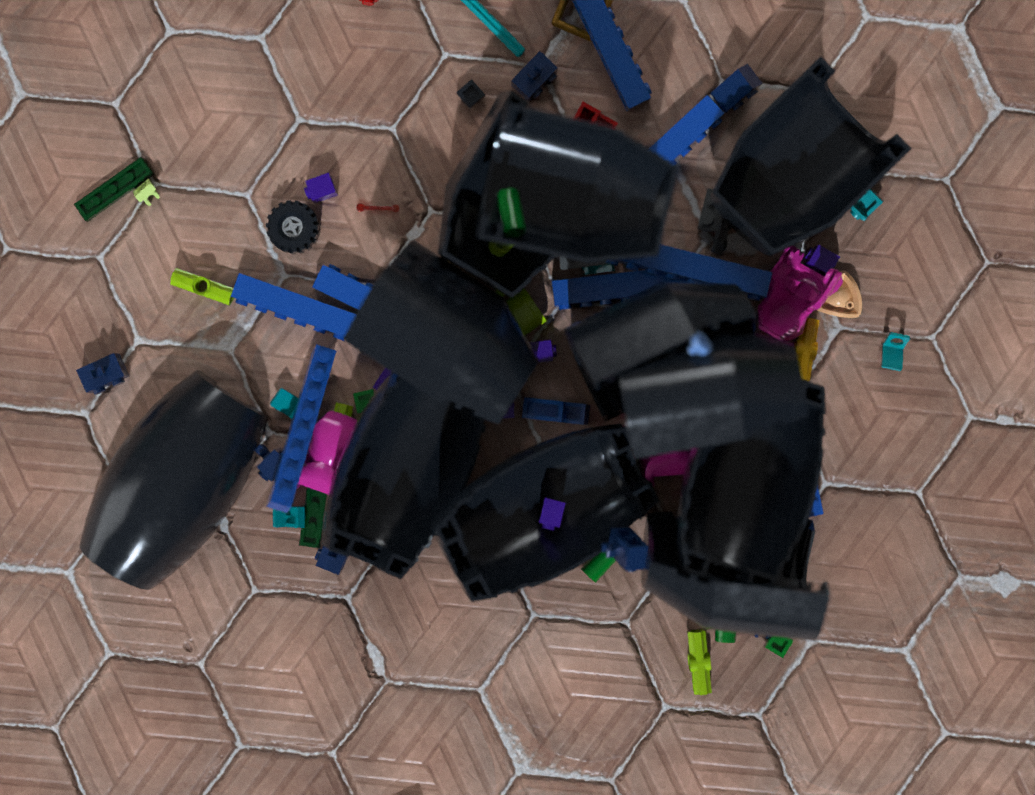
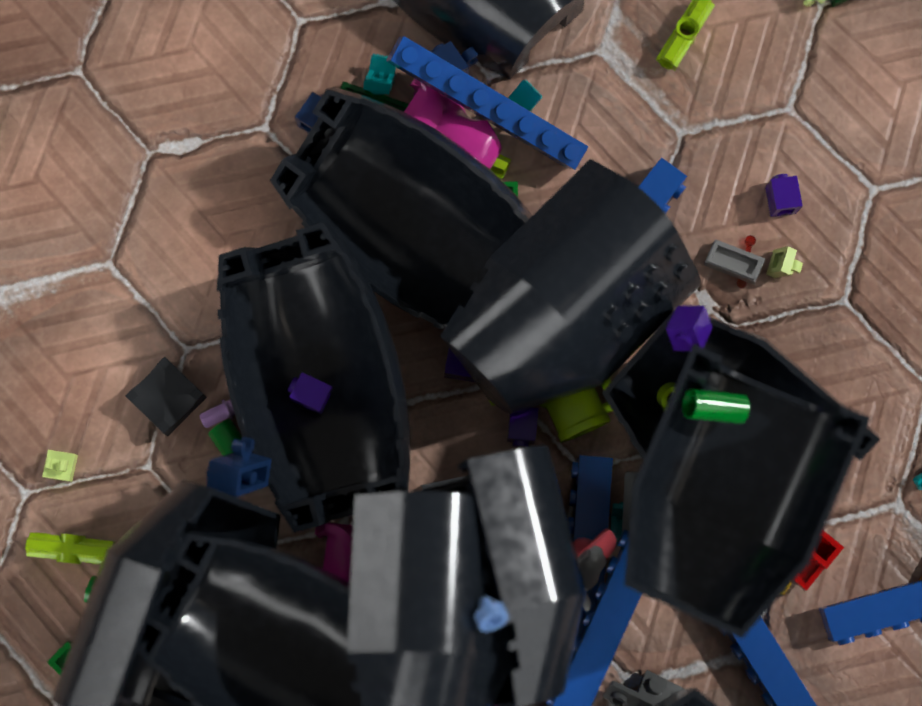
camera: 100 degrees right, 10 degrees down
(289, 217) = (745, 141): black wheel -> none
(292, 305) = (648, 120): blue brick -> none
(375, 179) = (783, 263): none -> yellowish green tile
(380, 216) = (734, 261): none -> light grey tile
(458, 242) = (689, 327): none -> dark purple brick
(470, 94) = (874, 405): black plate -> none
(534, 77) = (884, 494): dark blue brick -> none
(556, 411) = (441, 431): blue slope -> none
(574, 620) = (166, 396): none -> black brick
(578, 579) = (217, 414): none -> lavender axle
(631, 283) = (593, 558): none -> hair
(640, 686) = (60, 465): none -> yellowish green tile

